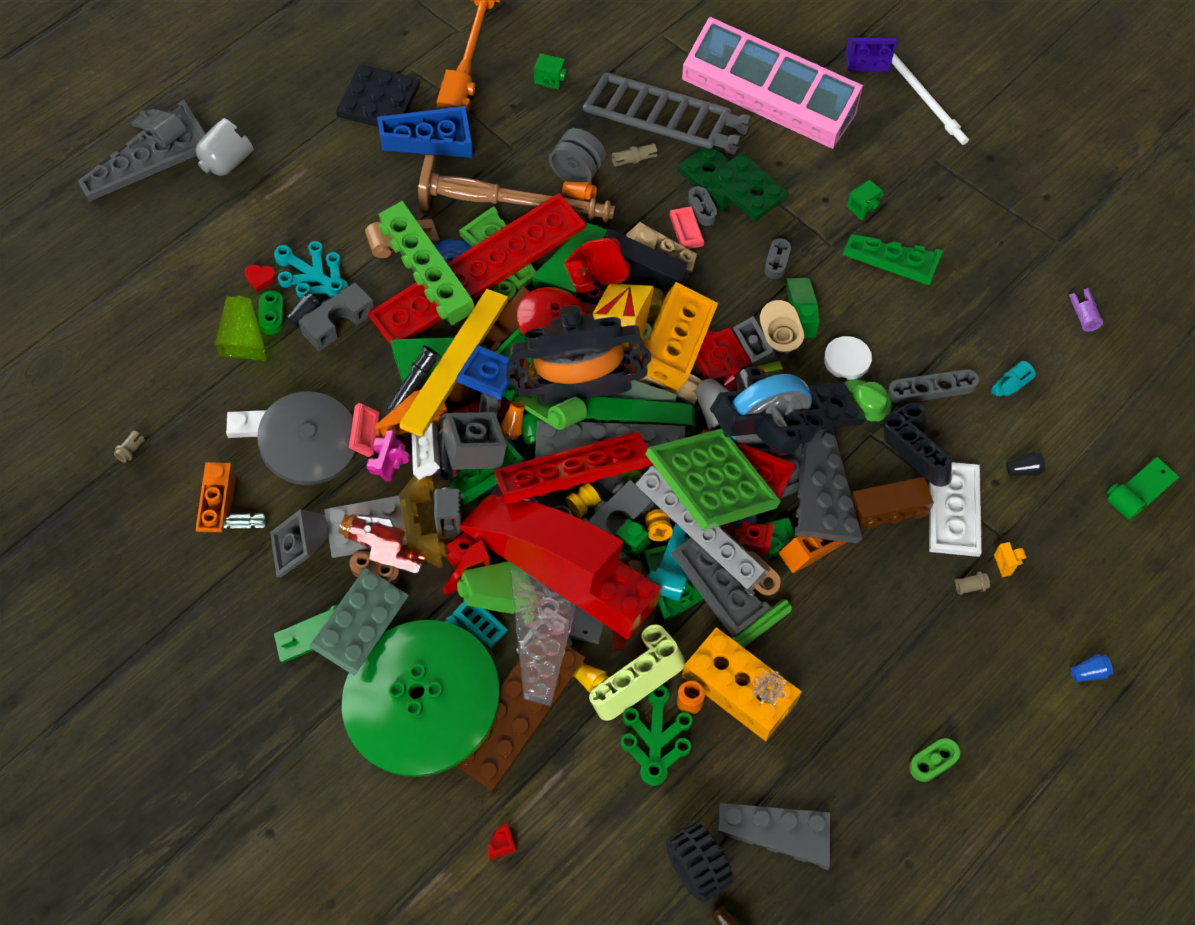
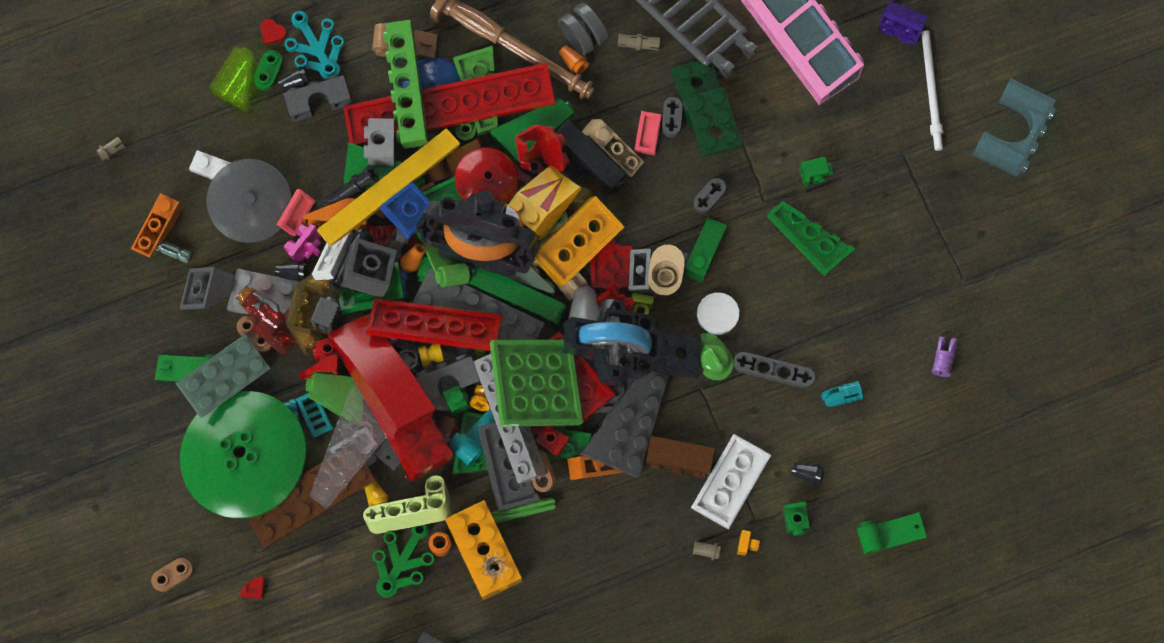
camera: 25 degrees right, 15 degrees up
(386, 487) = (295, 270): none -> black cone
(397, 869) = (172, 575): none -> medium nougat plate
(425, 323) = (382, 153): none -> light grey brick
(905, 435) = (723, 422): black beam -> none
(1031, 79) = (1036, 109): none -> clear light blue arch
(1042, 513) = (793, 527): none -> green brick

